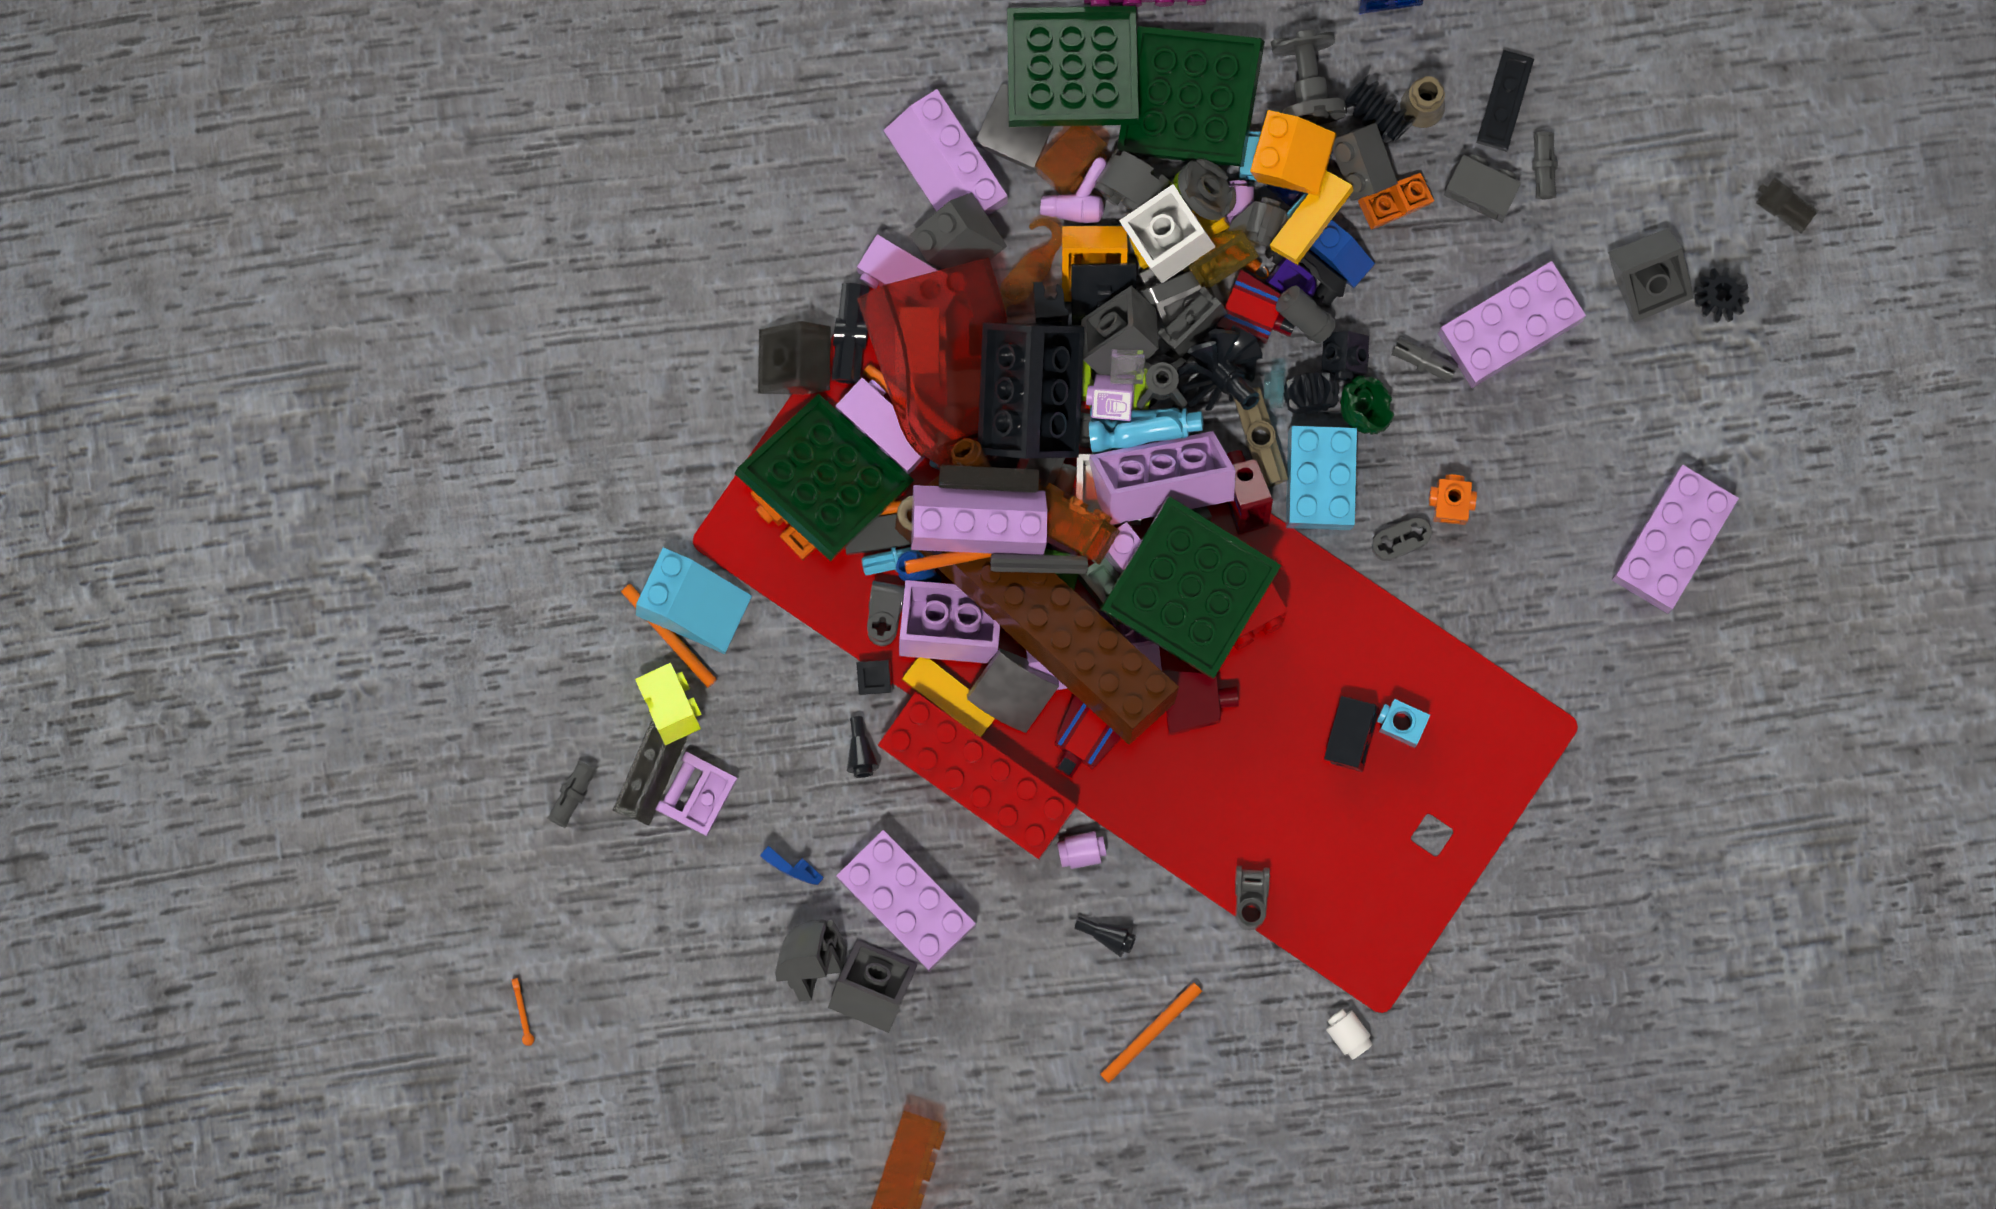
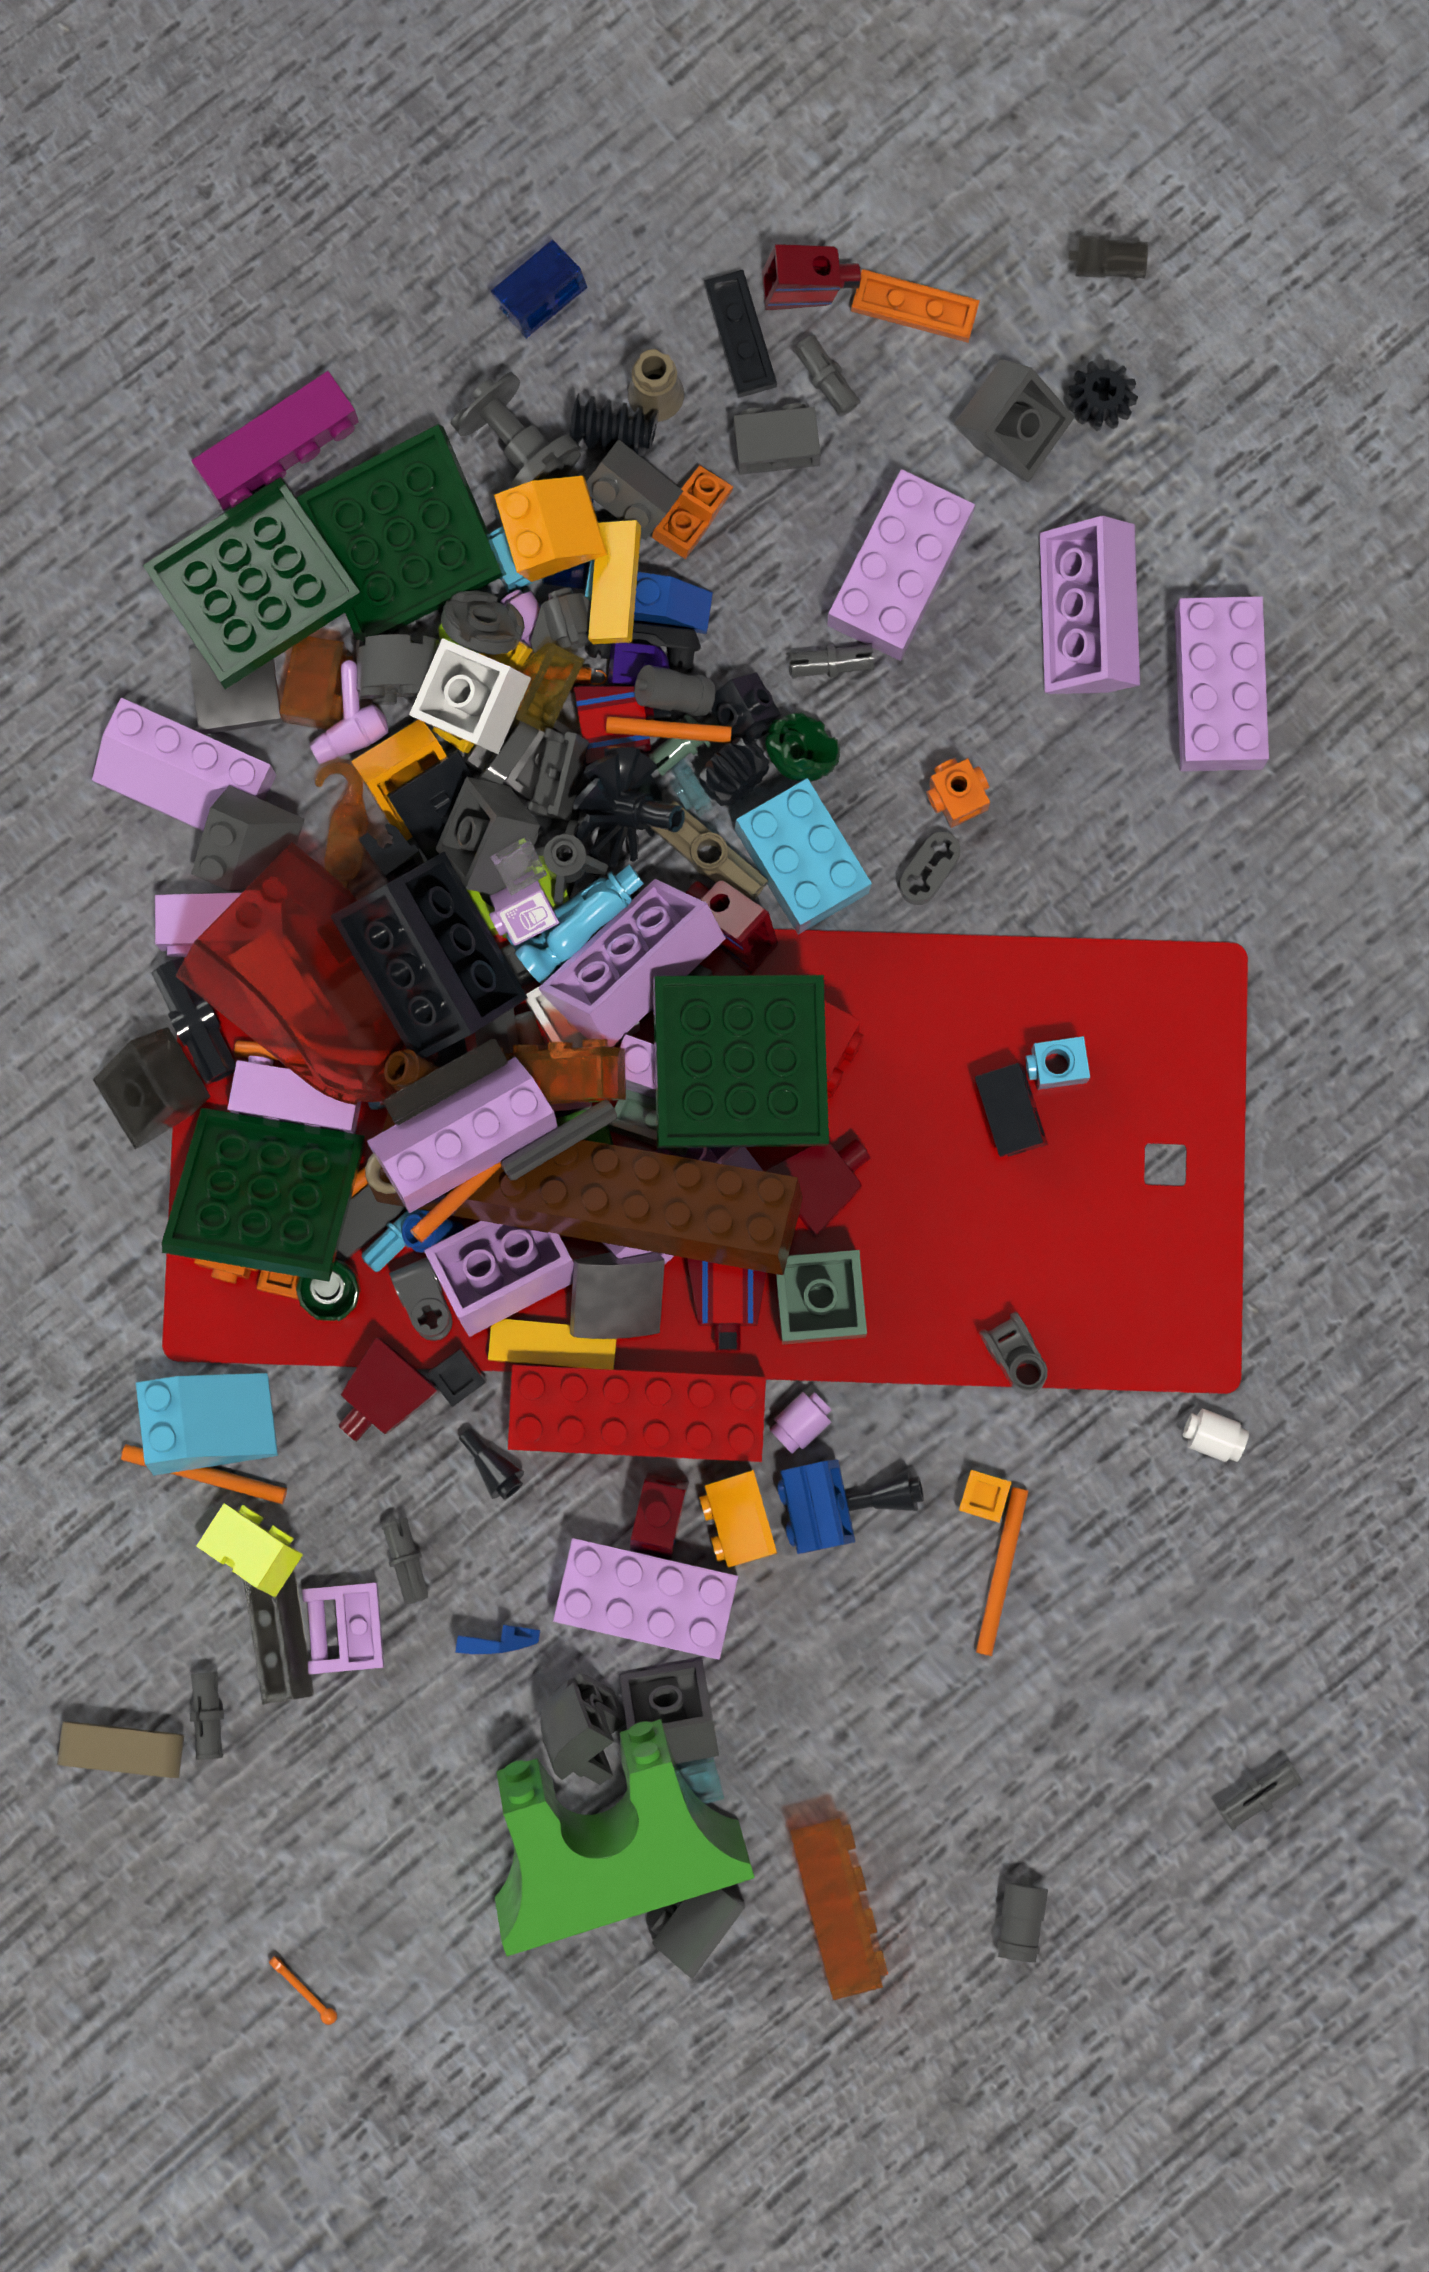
camera: 30 degrees left, 0 degrees up
(502, 780) = (120, 1749): none -> dark tan beam
(764, 775) = (405, 1560): none -> dark grey axle
(779, 1059) = (615, 1864): none -> bright green piece
(805, 1131) = (696, 1928): none -> dark grey slope
(820, 656) = (383, 1391): none -> dark red torso
(823, 573) = (330, 1299): none -> dark green hair
(864, 1041) = (702, 1779): none -> clear light blue plate
(948, 852) = (658, 1516): none -> dark red torso
(1000, 887) = (739, 1519): none -> light orange slope
(1055, 911) = (816, 1506): none -> blue brick
(1146, 777) = (821, 1298): none -> sand green brick
(1171, 976) = (984, 1496): none -> light orange plate
(1285, 338) = (668, 729): none -> orange bar
(1287, 352) = (675, 750): none -> sand green pin
(1563, 84) = (805, 276): none -> dark red torso
(1620, 432) = (1089, 607): none -> lavender slope
(1635, 155) = (915, 306): none -> orange tile

